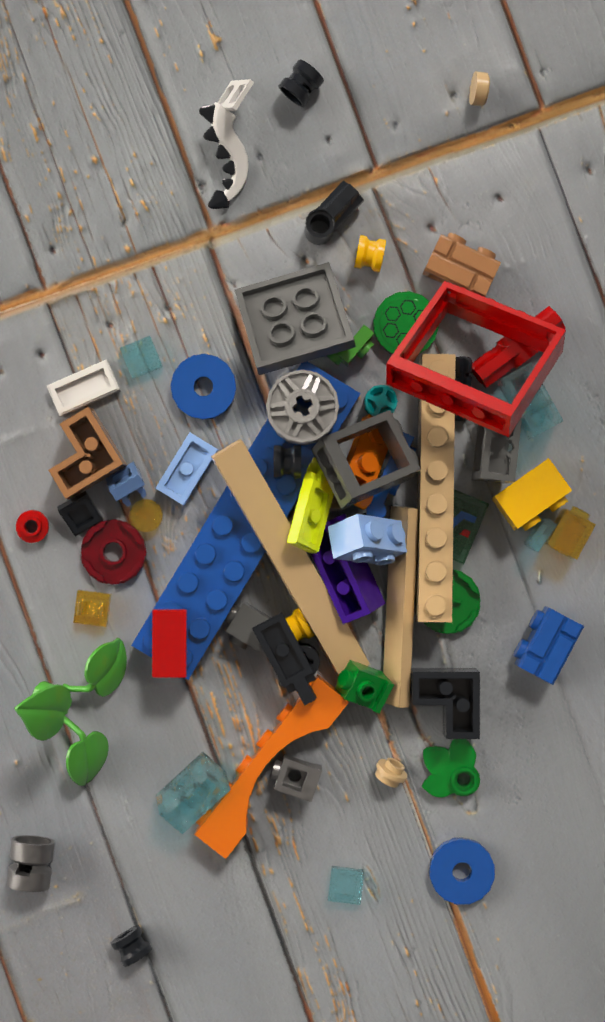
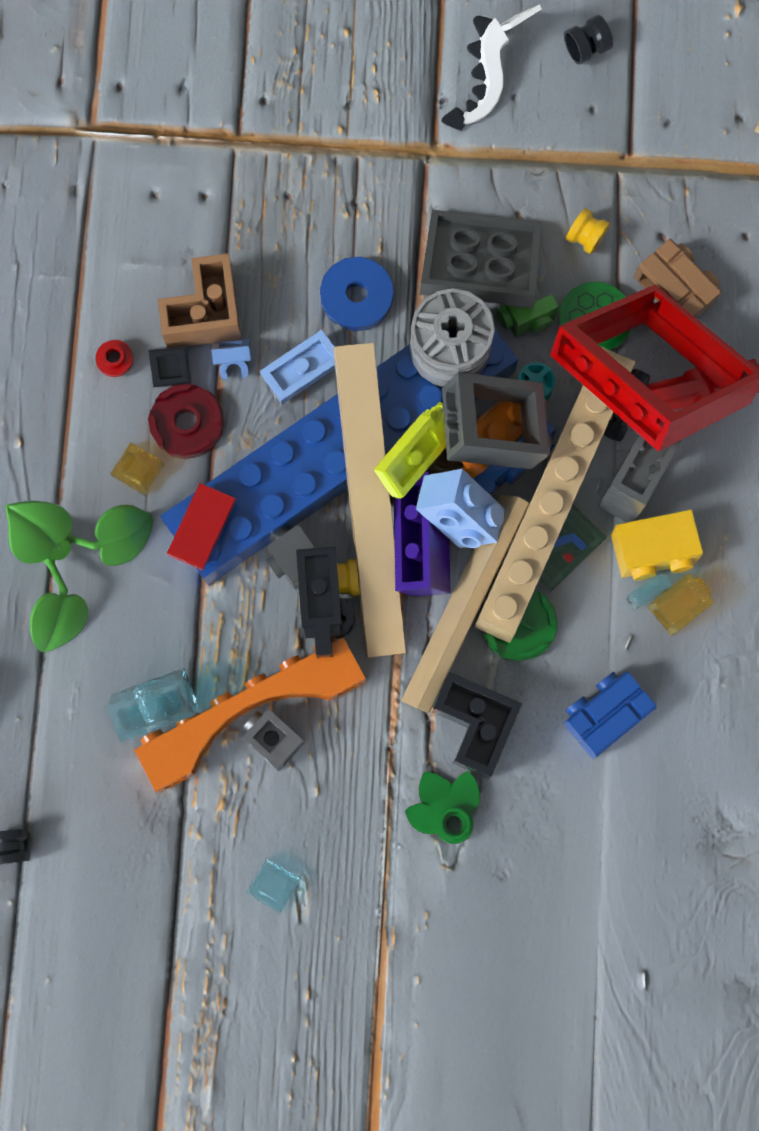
camera: 25 degrees right, 10 degrees down
(83, 388) = (243, 242): white tile -> none
(141, 357) = (305, 238): clear light blue tile -> none
(146, 515) = (237, 398): clear yellow tile -> none
(287, 461) = (411, 390): black wheel -> none
(333, 212) = (566, 175): black piece -> none
(364, 686) = (398, 680): green brick -> none
(390, 772) = (377, 779): tan plate -> none
(467, 889) = (432, 933): blue tile -> none
(541, 411) = (697, 458): clear light blue brick -> none

